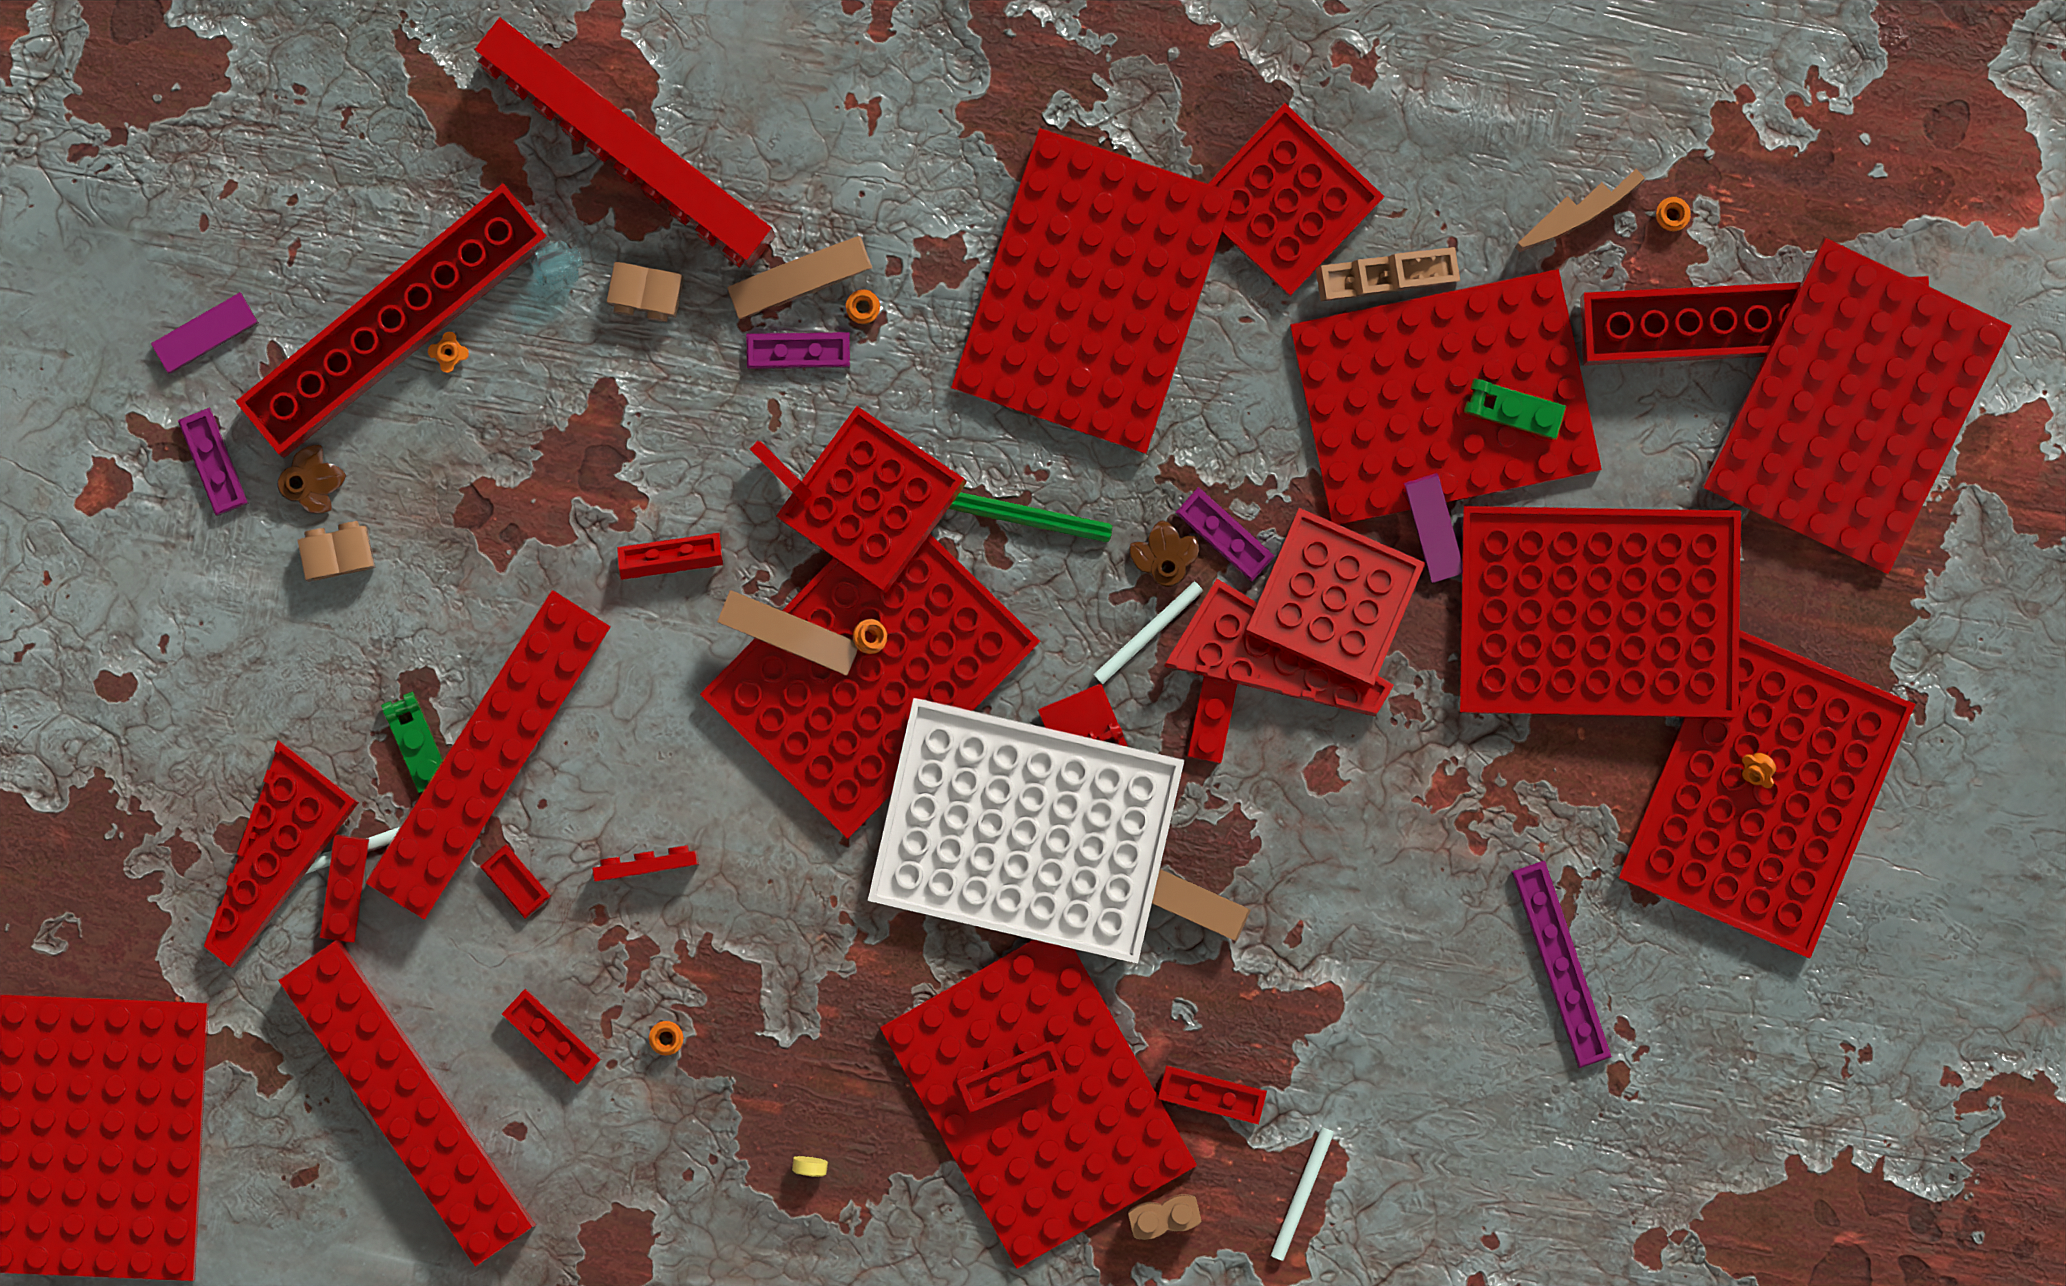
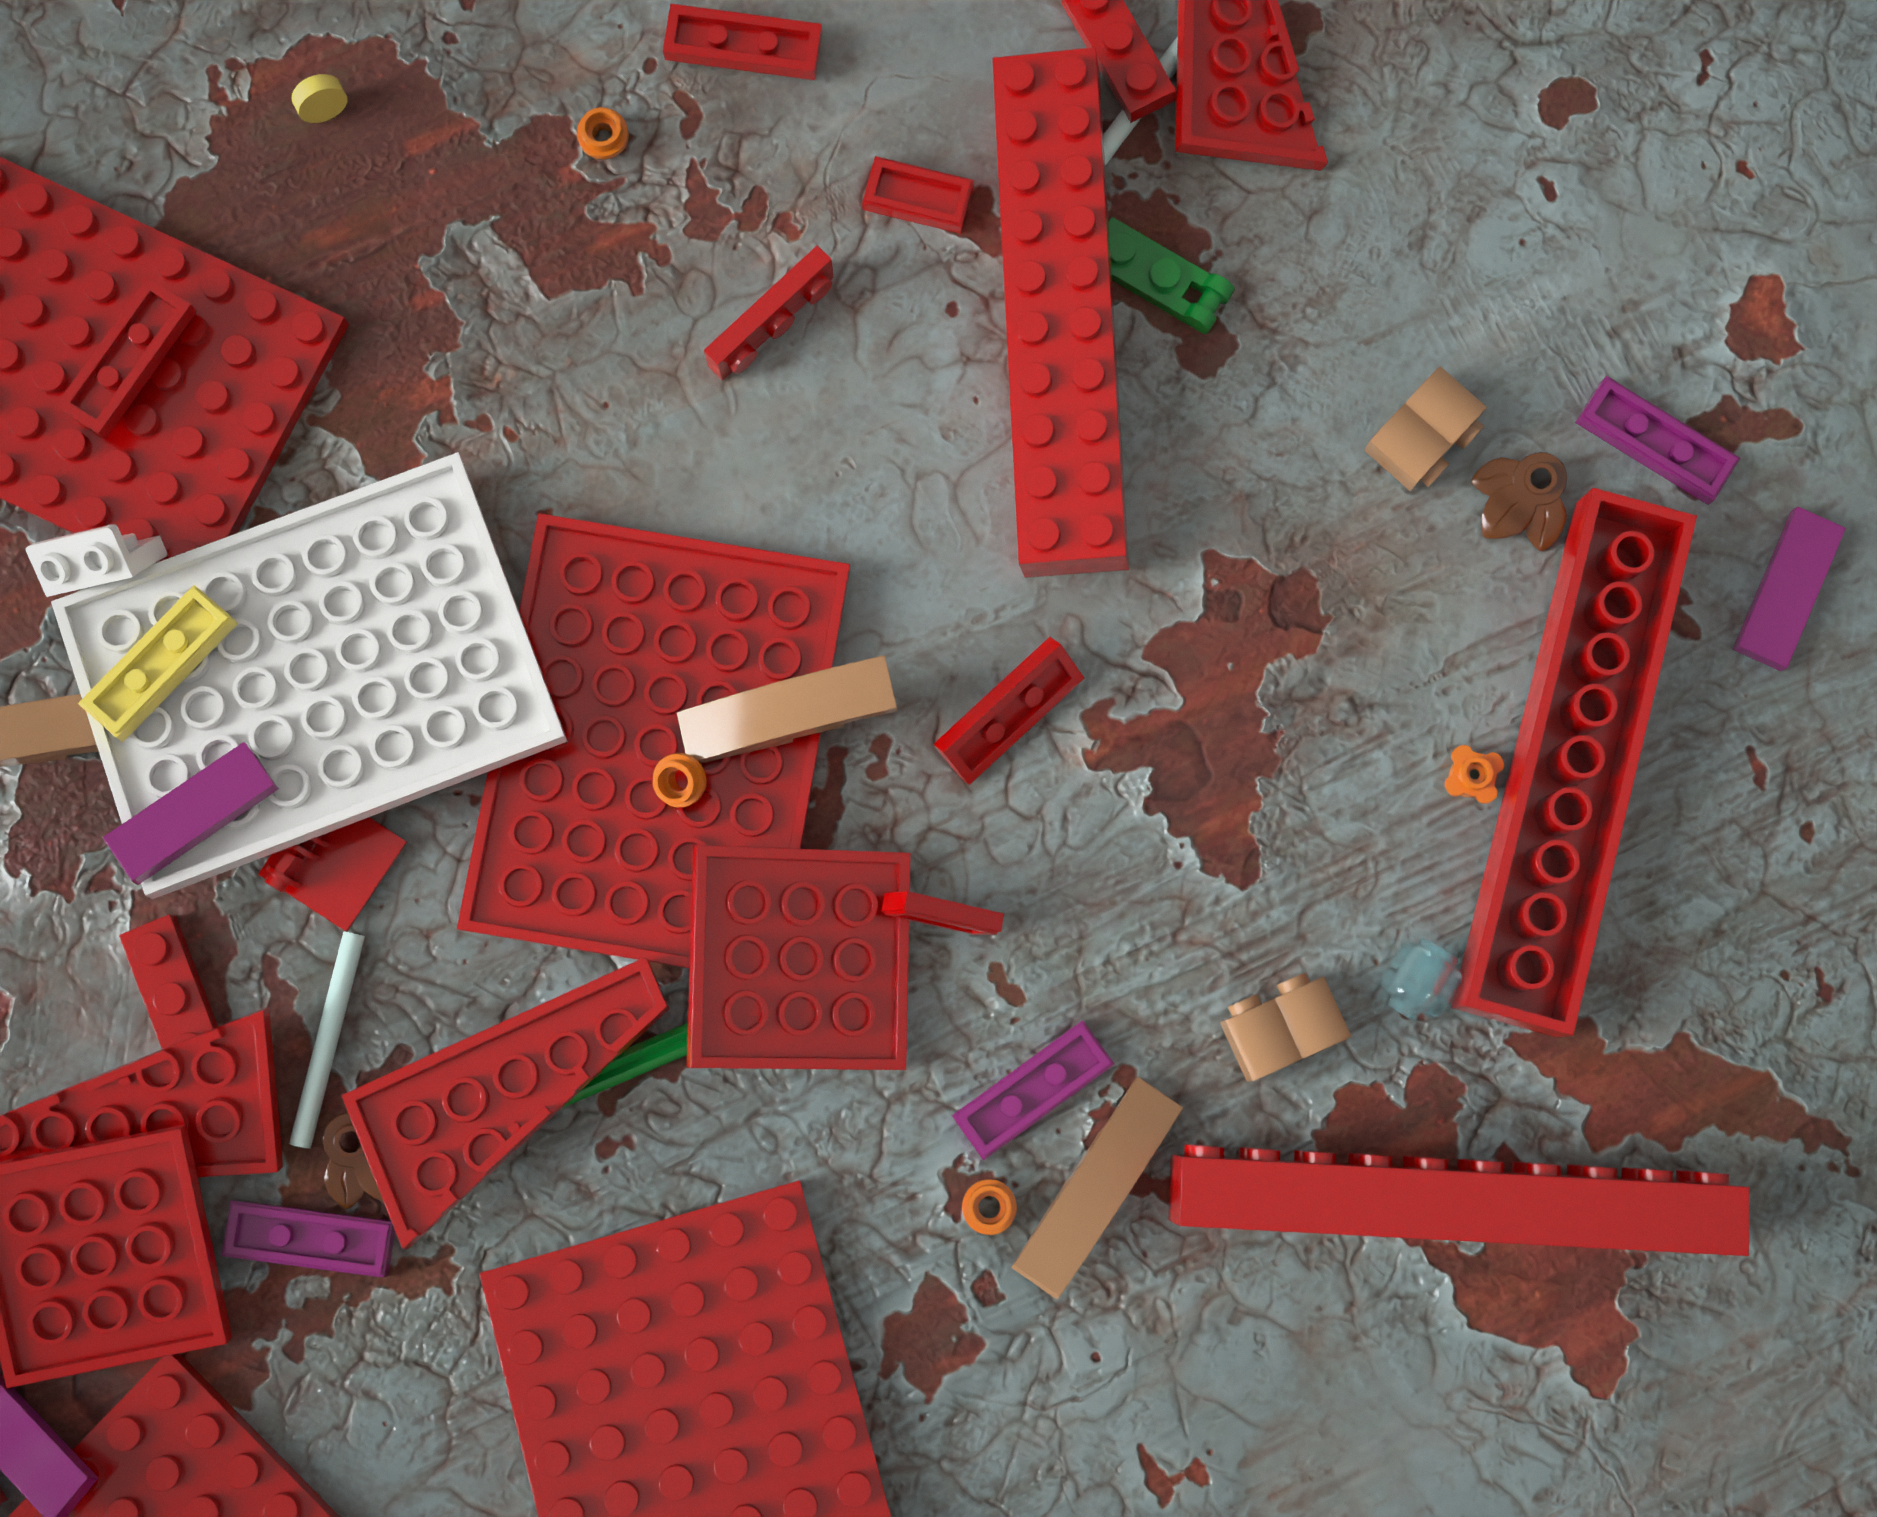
camera: 145 degrees right, 5 degrees down
(1094, 541) = (468, 1107): none -> red wing
(1100, 885) = (158, 663): none -> light yellow tile
(1100, 968) = (92, 558): none -> white bracket
(1132, 787) = (190, 813): none -> magenta tile

